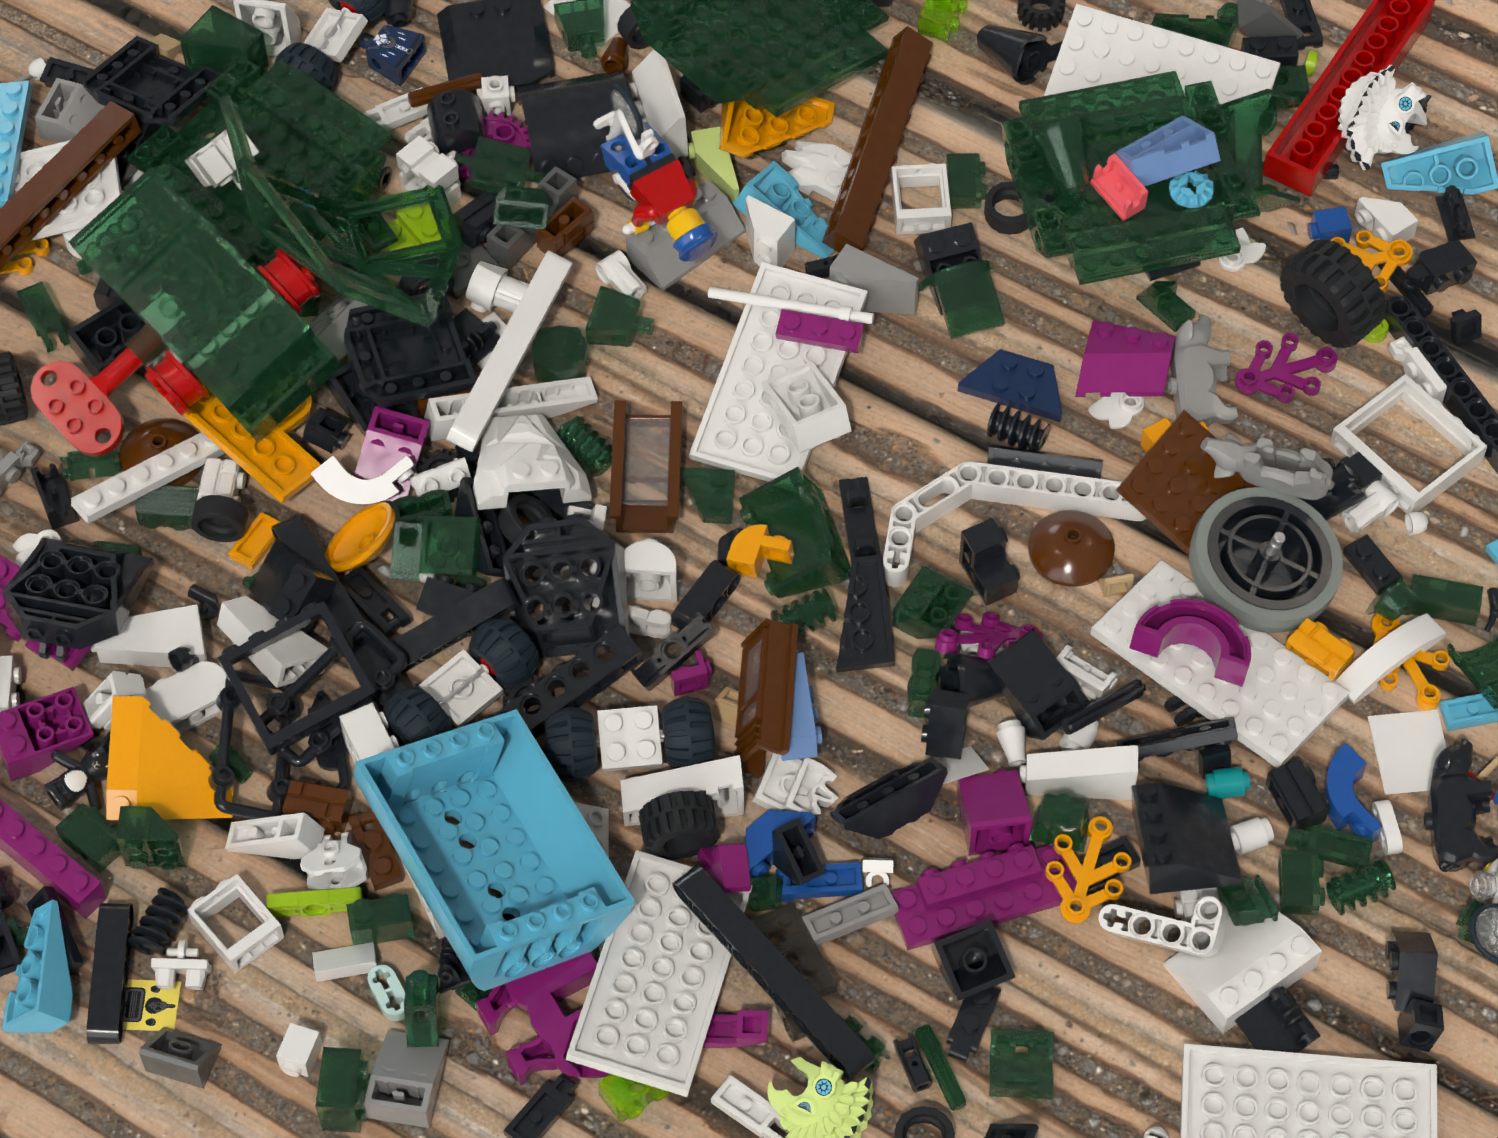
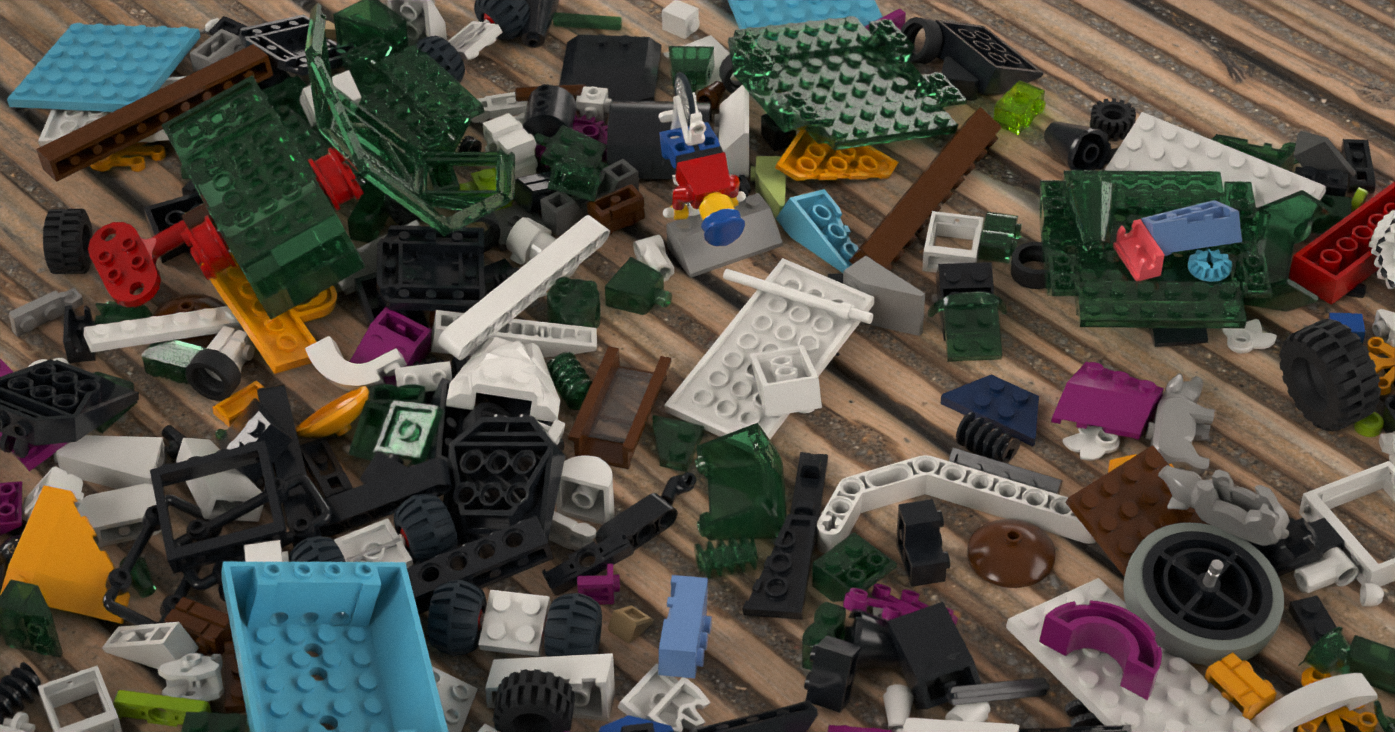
camera: 15 degrees right, 15 degrees down
(42, 314) = (134, 197): clear green hinge -> none
(180, 658) = (126, 476): black hinge -> none
(326, 431) = (340, 326): black brick -> none
(394, 52) = (519, 62): dark blue torso -> none
(755, 545) = (696, 490): light orange brick -> none
(765, 694) = (658, 611): reddish brown piece -> none
(769, 233) = (802, 240): white slope -> none
(818, 167) = (864, 204): white plate -> none
(819, 331) = (818, 321): magenta plate -> none
(966, 766) = (828, 717): white sticker -> none
(1090, 680) = (988, 664): white hinge -> none
(1116, 584) = (1046, 589): tan slope -> none
(1165, 304) = (1163, 364): clear green slope -> none
(1284, 372) = (1235, 443): magenta plant -> none

